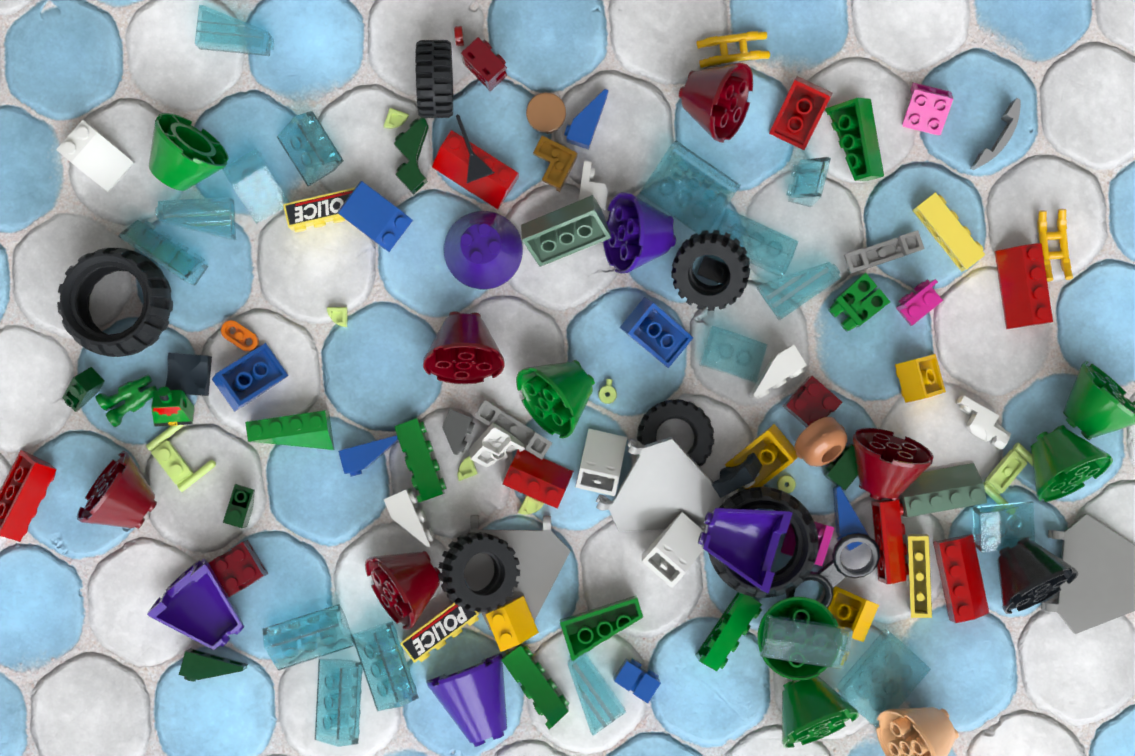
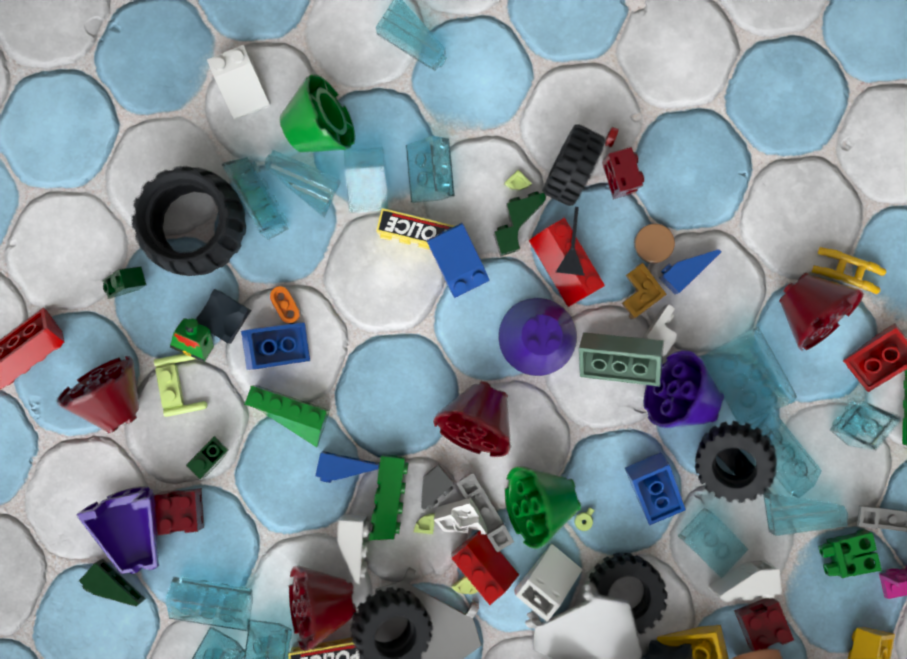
camera: 25 degrees right, 0 degrees up
(133, 399) = (163, 310): green piece -> none
(338, 315) = (380, 330): yellowish green tile -> none

